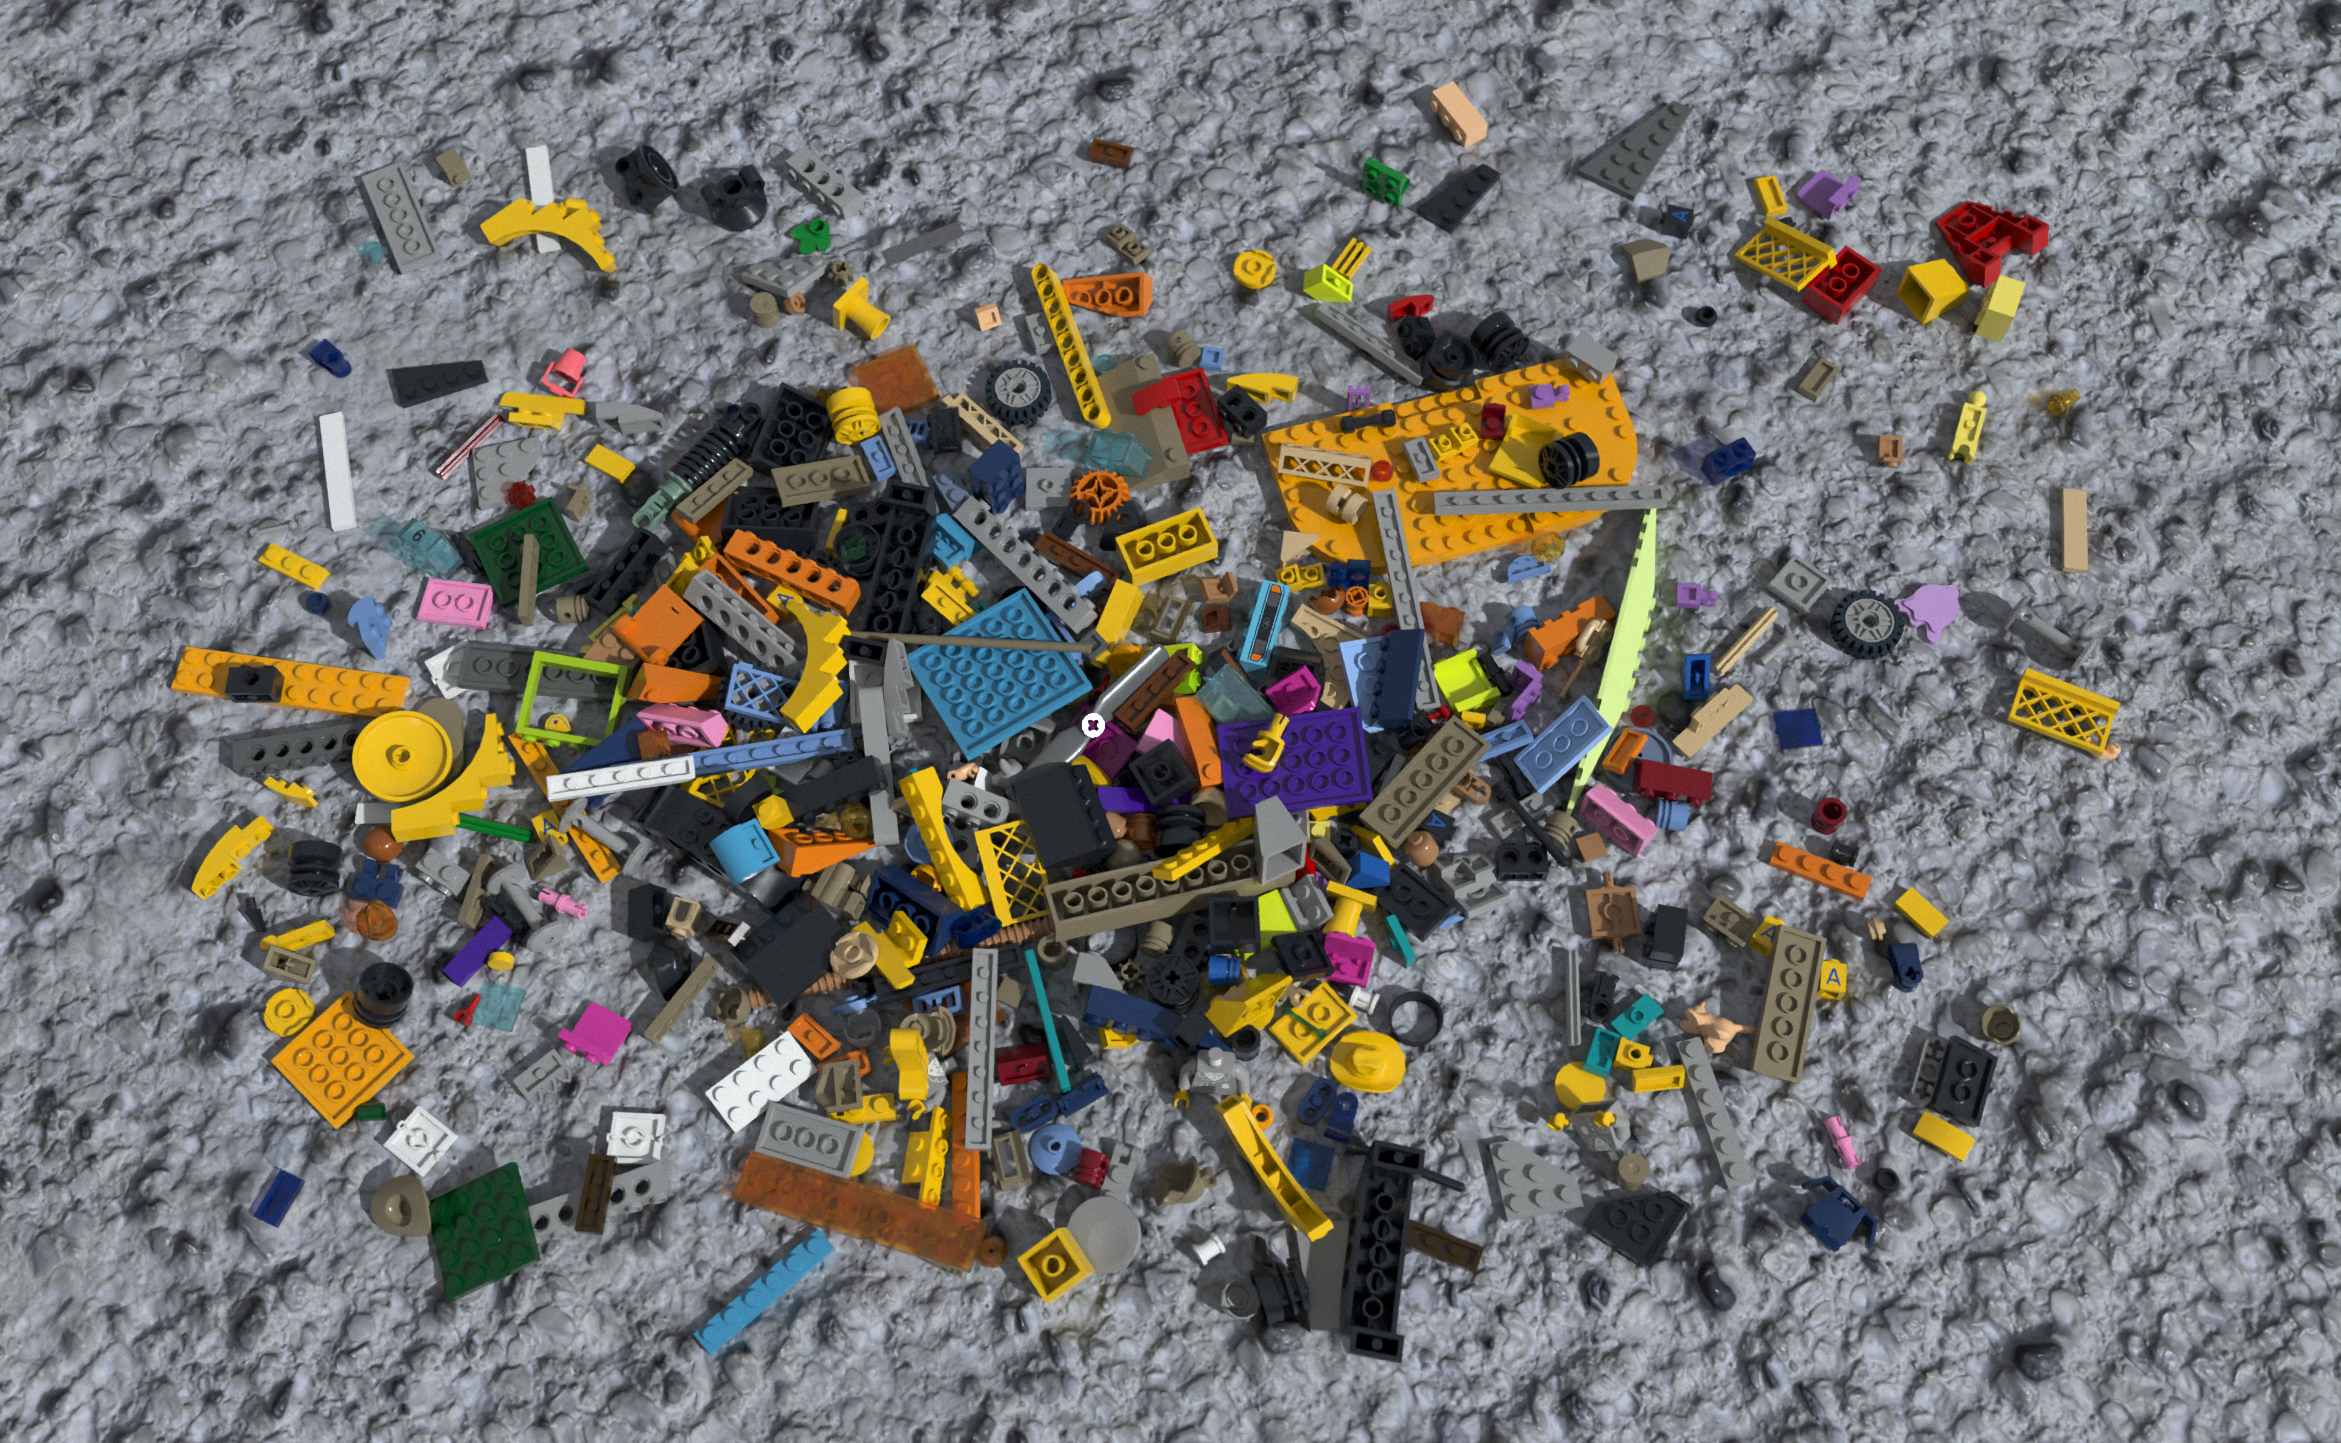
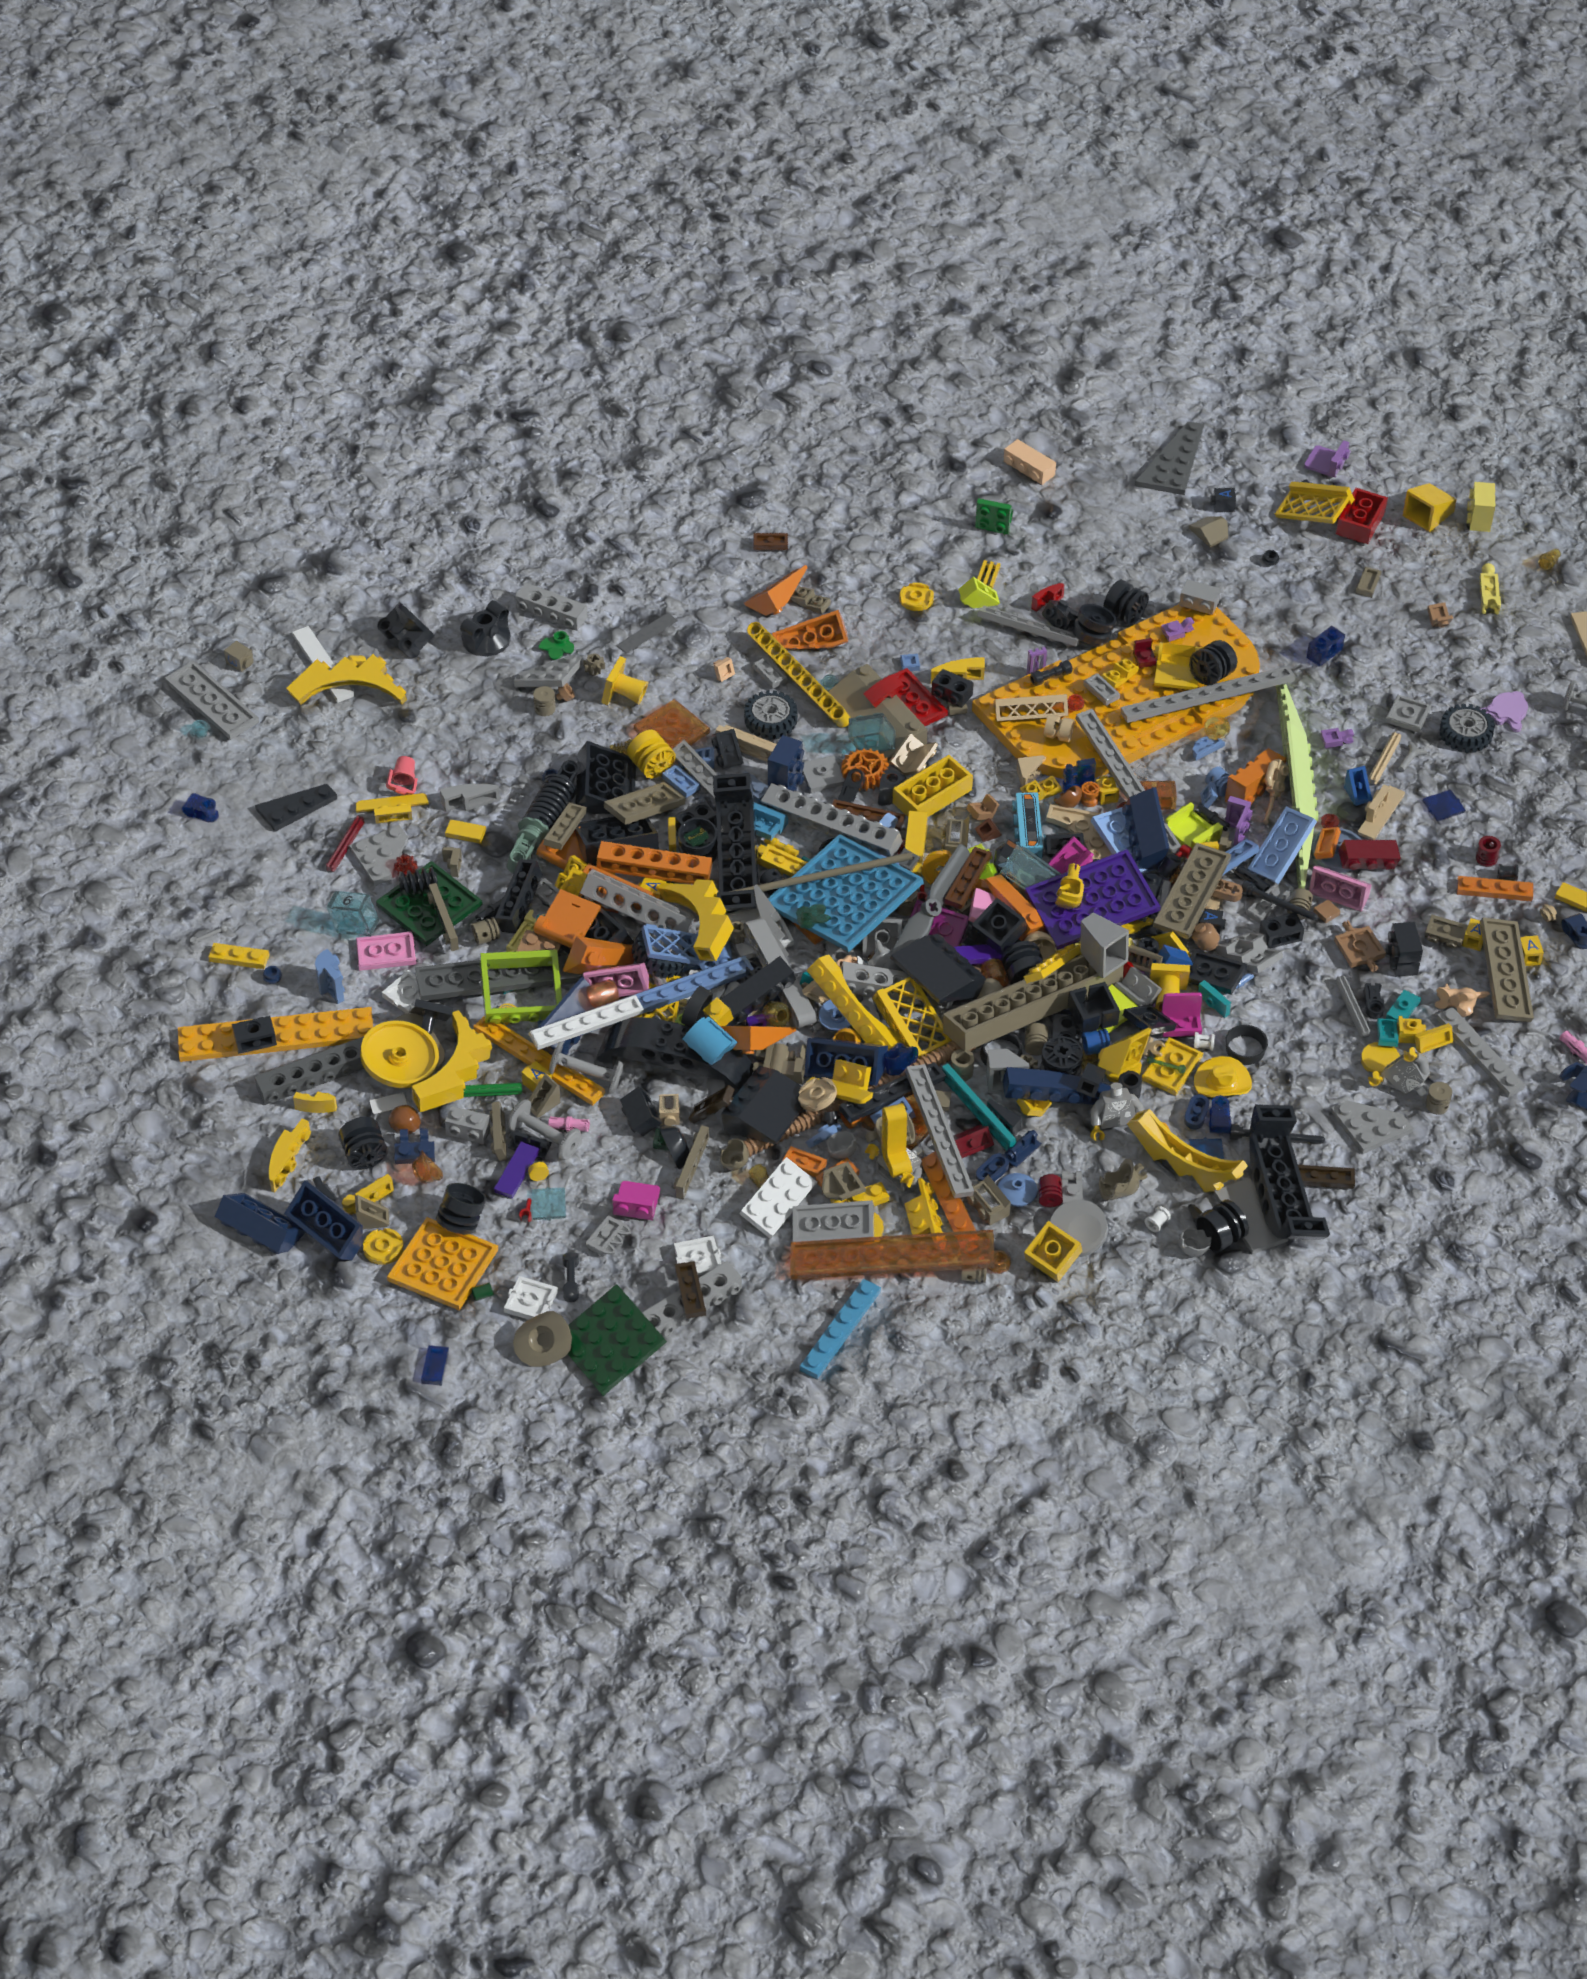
camera: 20 degrees left, 15 degrees down
(164, 940) = (258, 1222): none -> dark blue slope
(224, 971) = (326, 1221): none -> dark blue slope
(337, 471) = (243, 884): white tile -> none
(460, 708) = (430, 1012): none -> black tile
(467, 553) = (385, 918): black pin -> none
(471, 1140) = (570, 1288): none -> black bar
(519, 525) = (417, 880): none -> black piece
(830, 823) = (756, 1020): none -> dark purple tile
(847, 688) = (738, 934): none -> dark tan gear
(943, 698) = (808, 916): none -> plate
(1082, 233) = (777, 594): none -> orange wedge
(1158, 495) = (912, 755): none -> tan bracket
(1185, 351) = (887, 659): dark tan piece -> none
(1459, 199) = (1052, 520): black wing -> none
(1638, 1224) = (1456, 1129): black plate -> none
(1671, 815) = (1377, 875): medium blue piece -> none
(1770, 196) = (1285, 470): yellow tile -> none
(1982, 236) = (1453, 466): red wedge -> none

